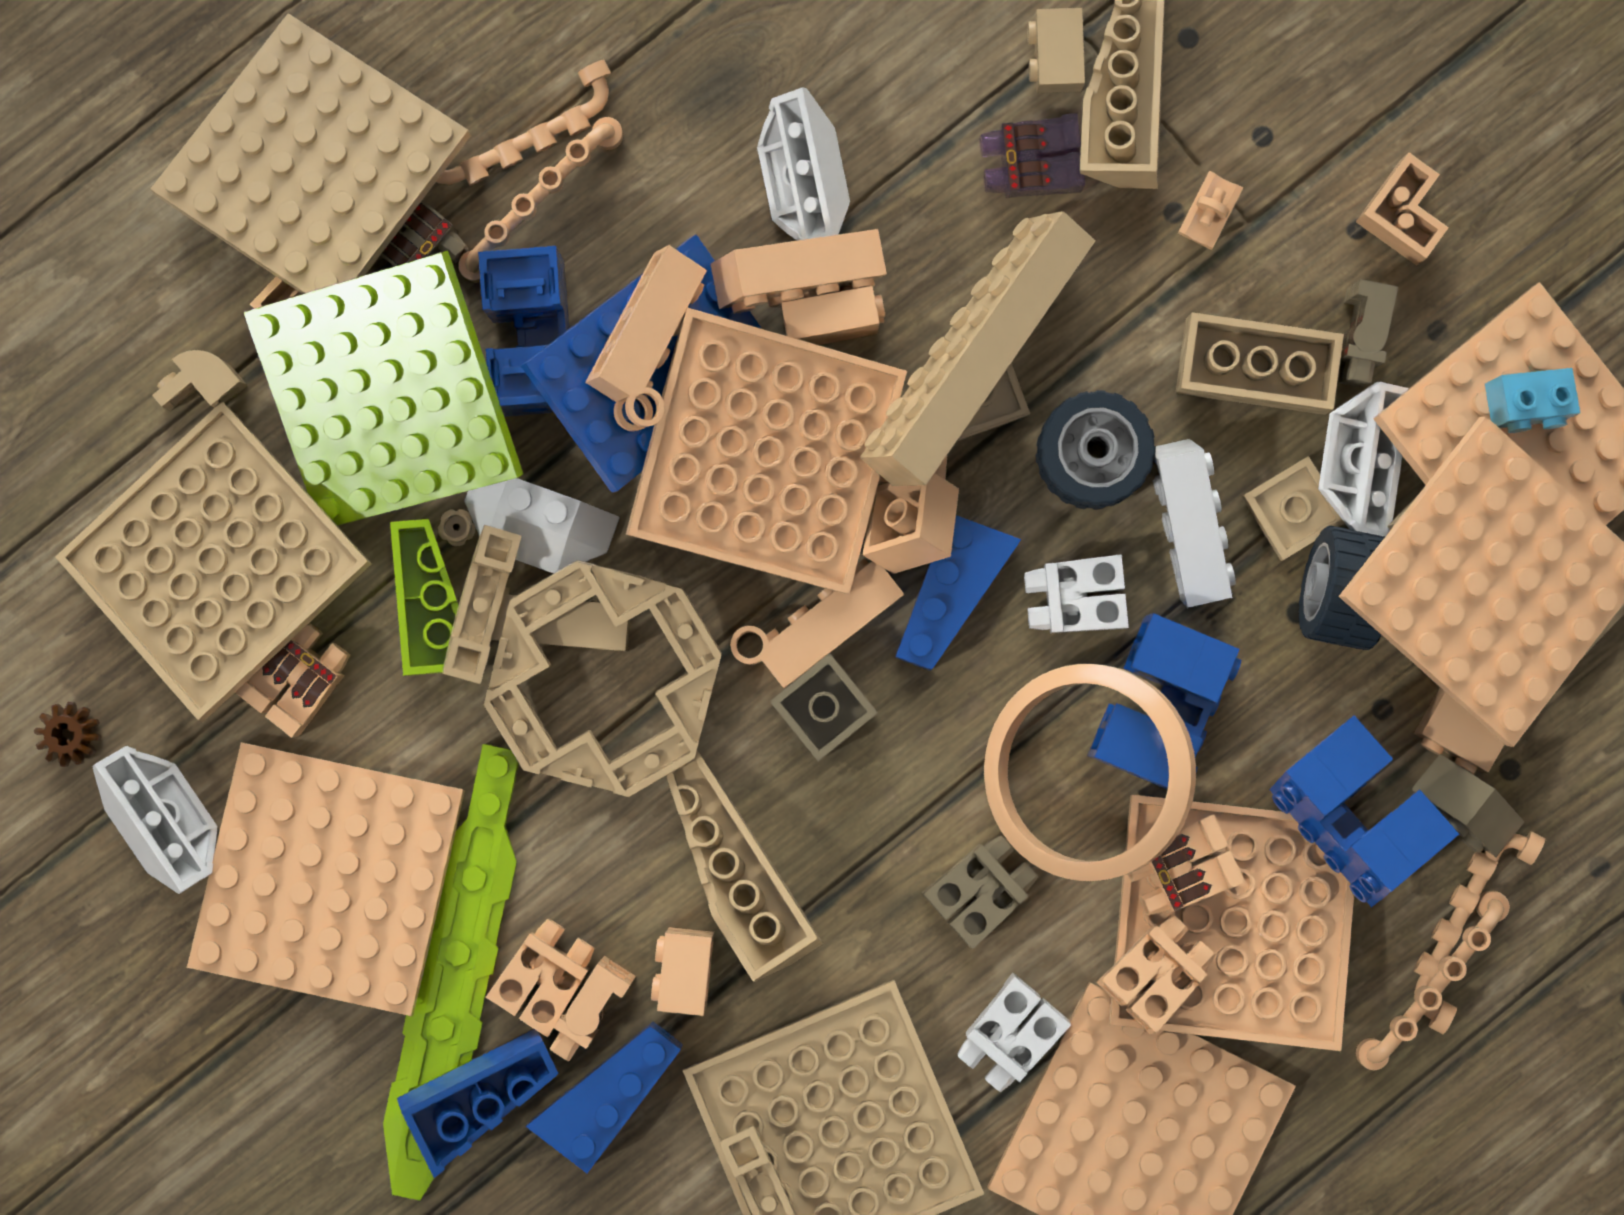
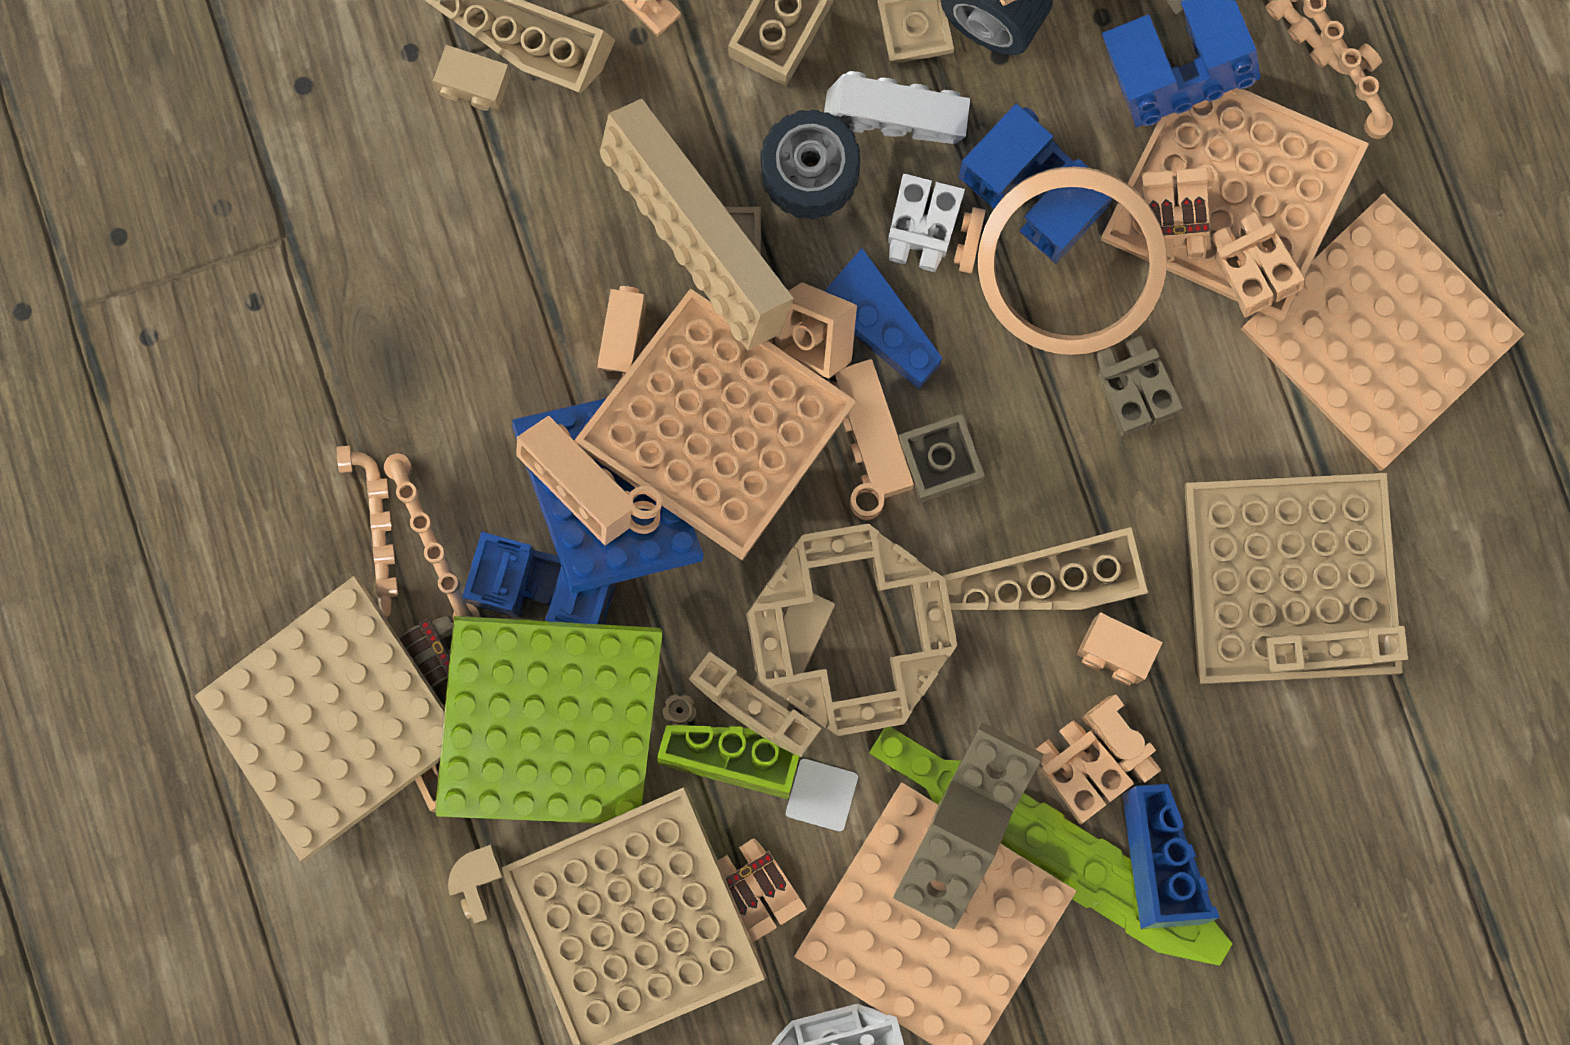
camera: 70 degrees left, 5 degrees down
(422, 710) = (821, 795): none -> white sticker
(434, 877) = (968, 826): none -> dark tan bracket
(551, 525) = (710, 623): white wedge -> none
(598, 1106) = (1203, 758): blue wedge -> none
(797, 270) = (575, 346): light nougat brick -> none
(802, 167) = (491, 317): white wedge -> none
(1011, 1046) = (1262, 400): white hips -> none
(1035, 157) = (550, 137): hips -> none
(1094, 650) = (966, 253): none -> light nougat plate

